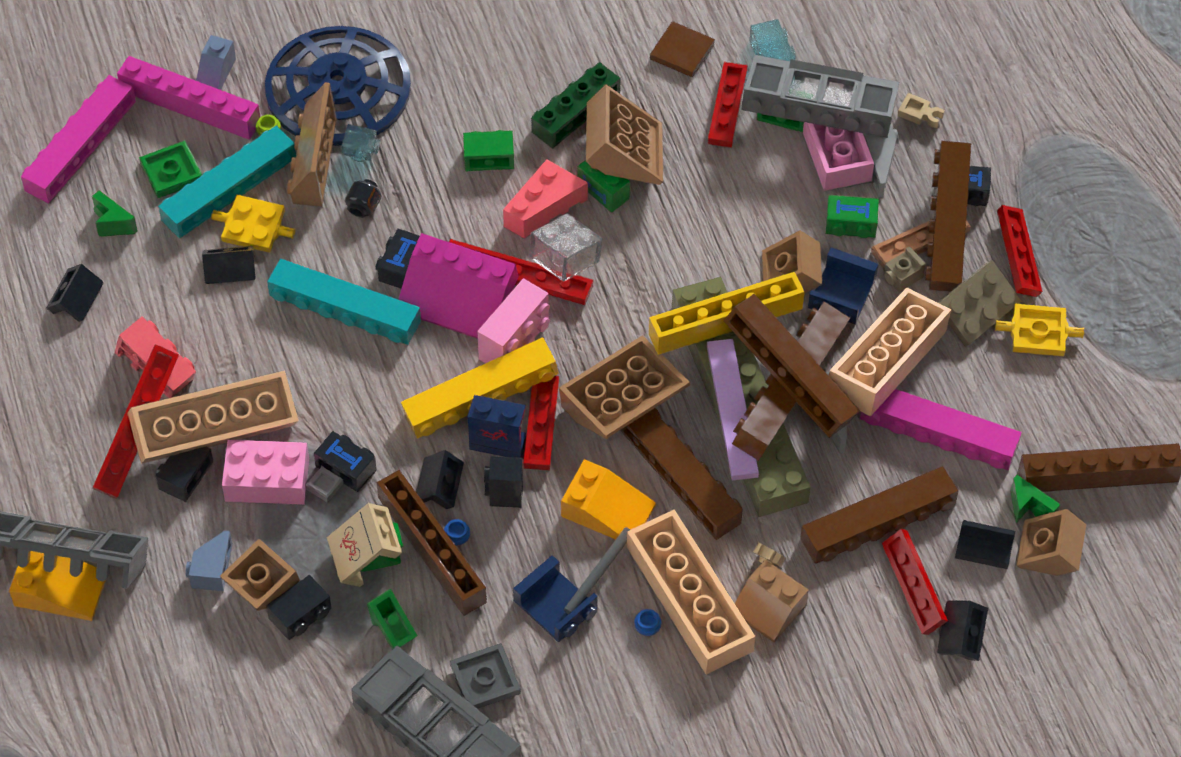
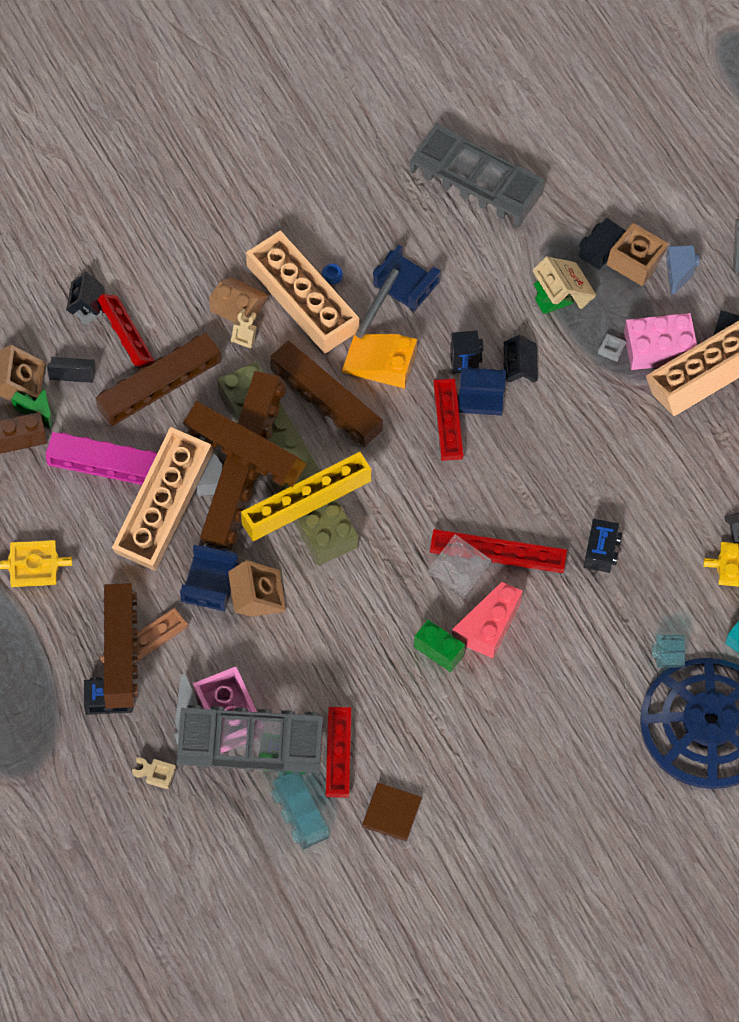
camera: 170 degrees right, 5 degrees up
(313, 149) = (707, 622): medium nougat slope -> none
(344, 301) = (640, 498): teal brick -> none
(346, 460) = (599, 361): black brick -> none
(363, 198) = (651, 597): black head -> none
(391, 619) = (530, 240): green slope -> none
(432, 543) = (513, 301): reddish brown brick -> none
(456, 284) = (545, 523): dark pink slope -> none
(457, 531) = (496, 321): blue plate -> none
(485, 676) = (448, 215): dark grey plate -> none
(488, 150) = (551, 665): green brick -> none
(495, 379) = (504, 430): yellow brick -> none
(514, 322) = (487, 485): bright pink brick -> none
(569, 109) = (481, 726): dark green brick -> none
(621, 388) = (387, 435): medium nougat slope -> none
(623, 138) = (427, 675): medium nougat slope -> none
(730, 405) = (291, 428): lavender tile -> none
(852, 216) = (208, 647): green brick -> none
(904, 270) = (156, 608): dark tan brick -> none
(979, 302) = (88, 575): dark tan plate -> none
(1019, 251) = (54, 636): red plate -> none

